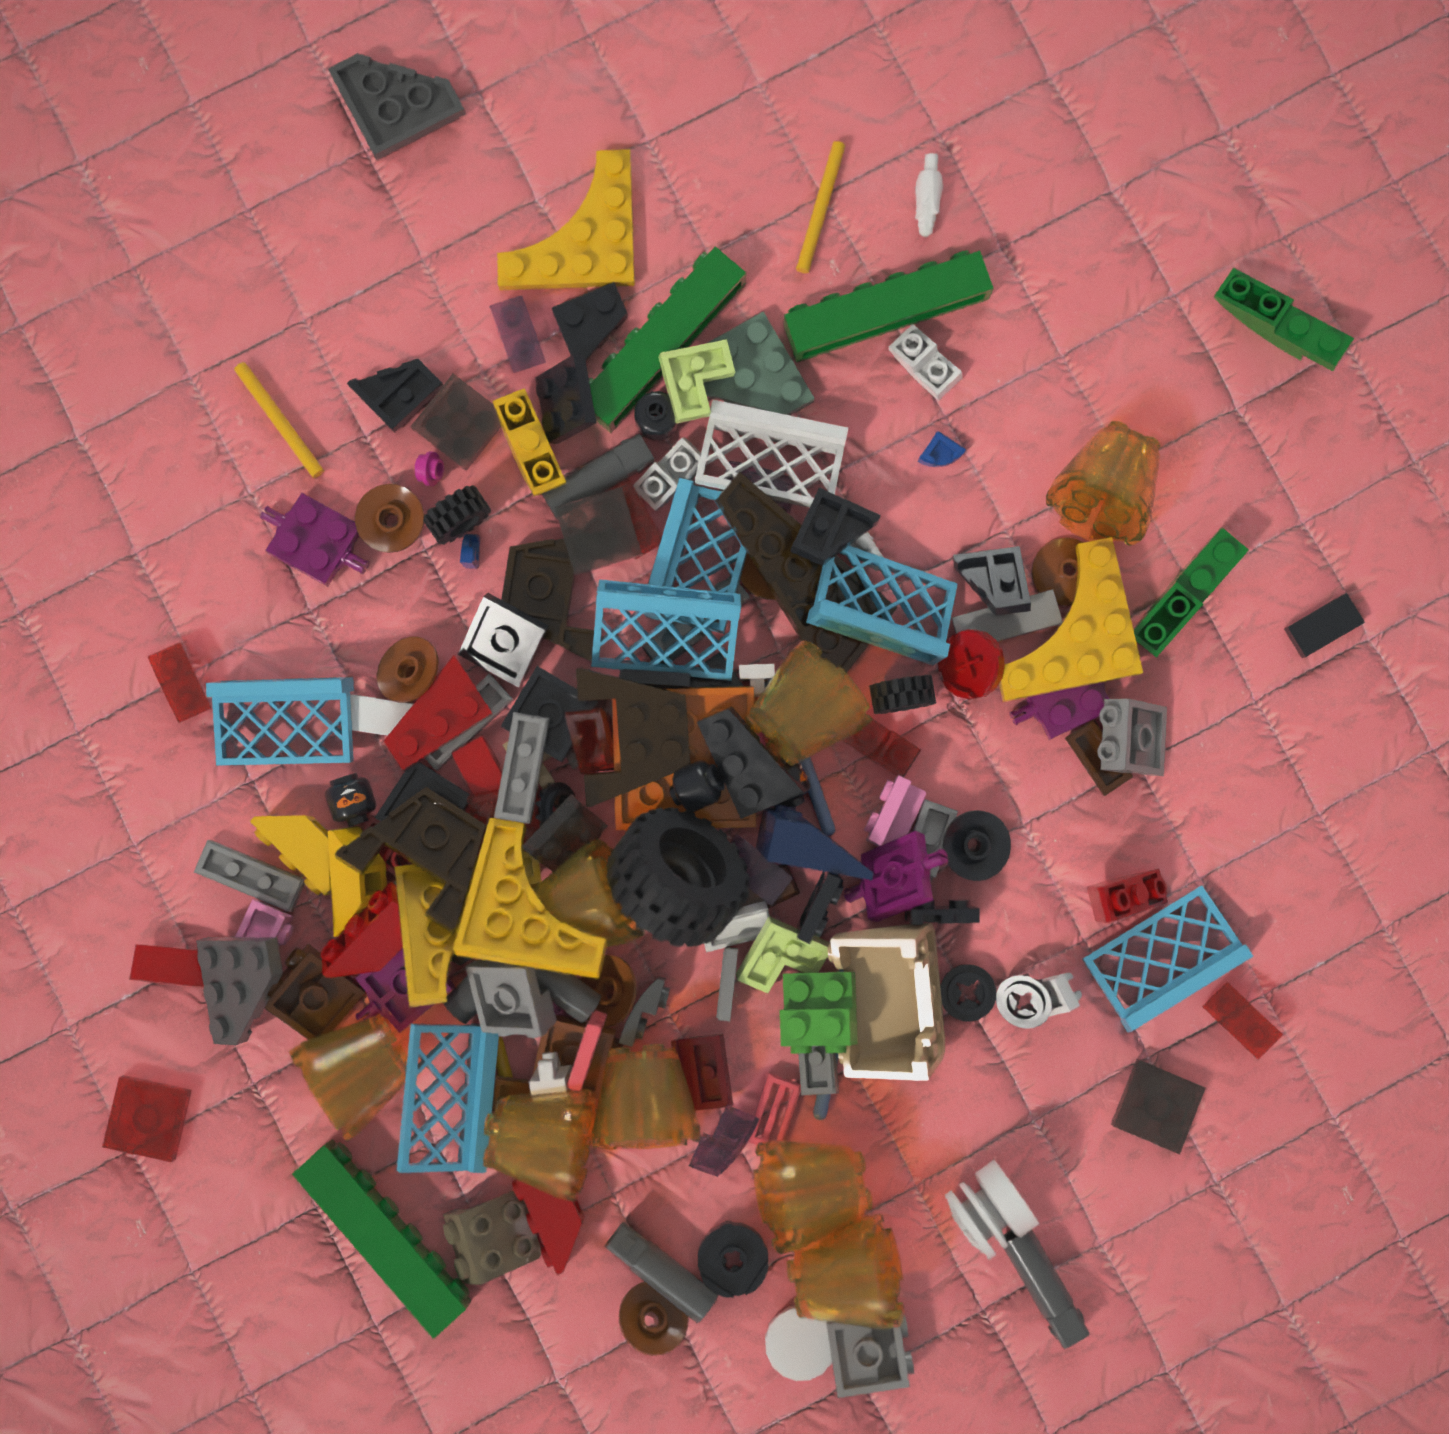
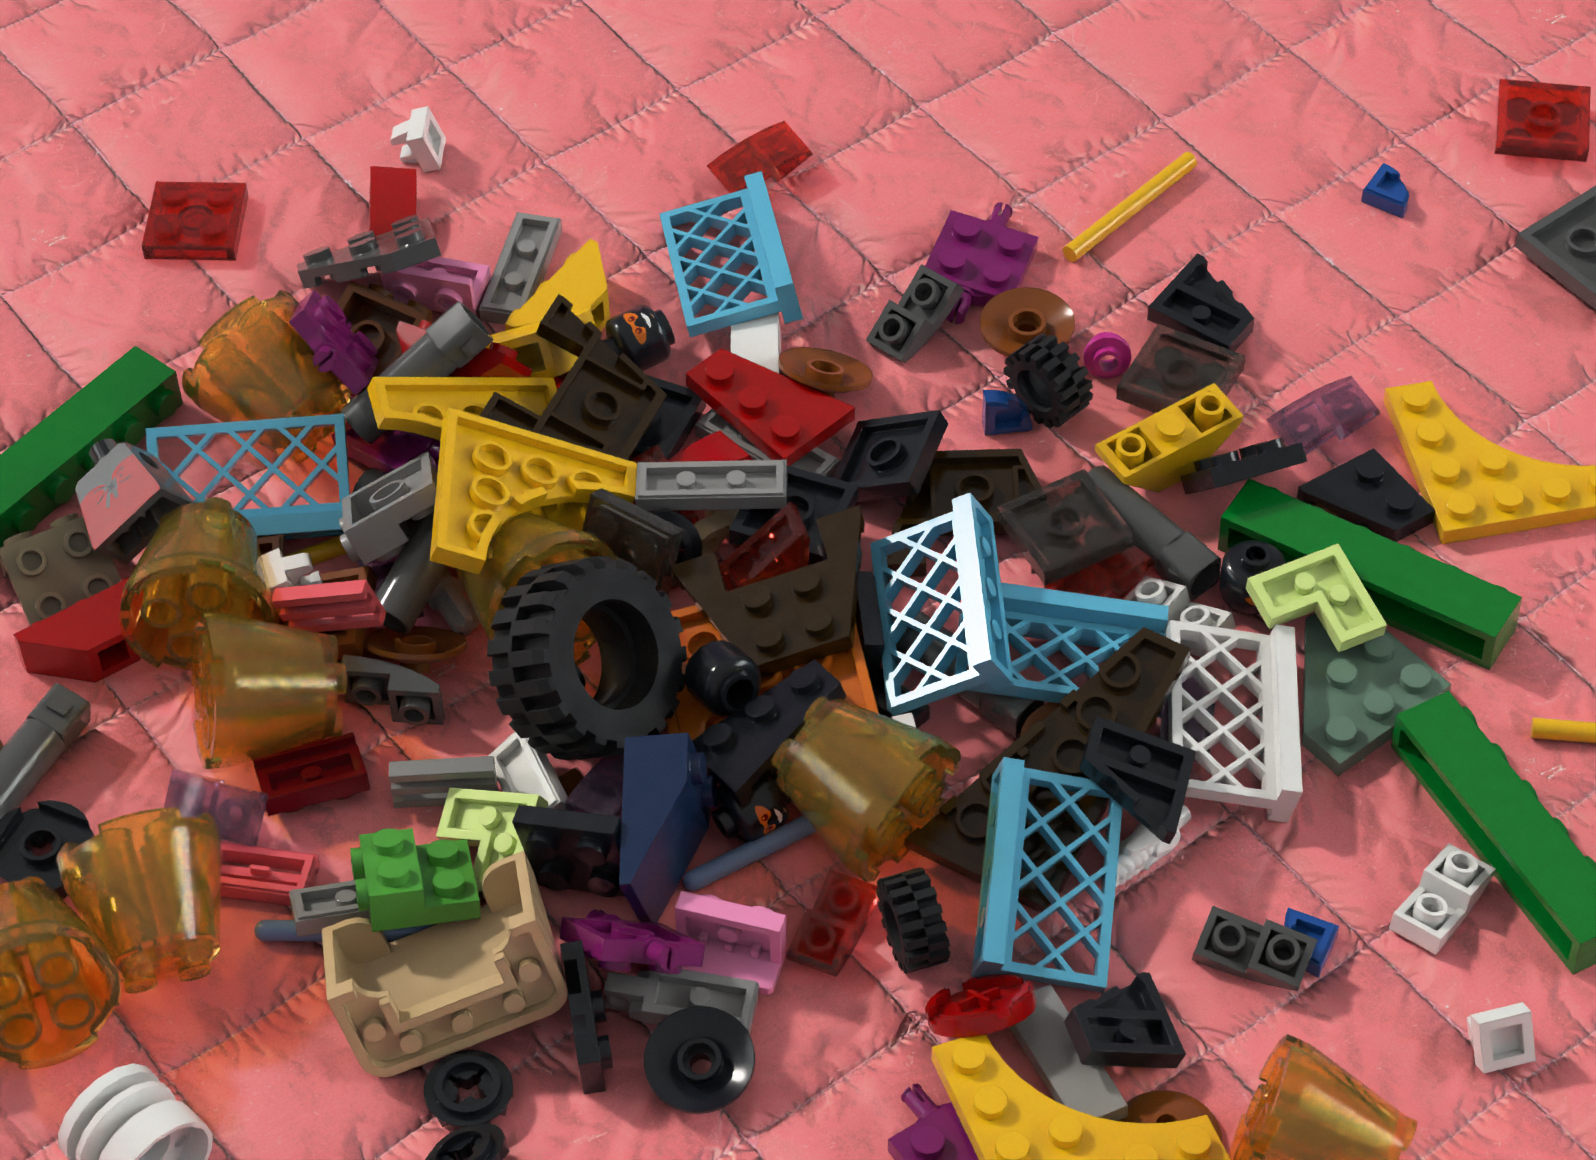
camera: 80 degrees right, 35 degrees down
(102, 937) = (422, 138): none -> white tile
(258, 105) = (1542, 120): none -> clear red plate
(302, 234) = (1387, 191): none -> blue tile
(344, 1026) = (334, 344): none -> magenta plate
(362, 595) = (917, 316): none -> dark grey slope
(385, 964) = (445, 347): none -> dark grey piece
(456, 1189) = (125, 498): none -> torso
(947, 486) = (1254, 951): none -> dark grey slope
(1039, 355) = (1502, 1037): none -> white tile

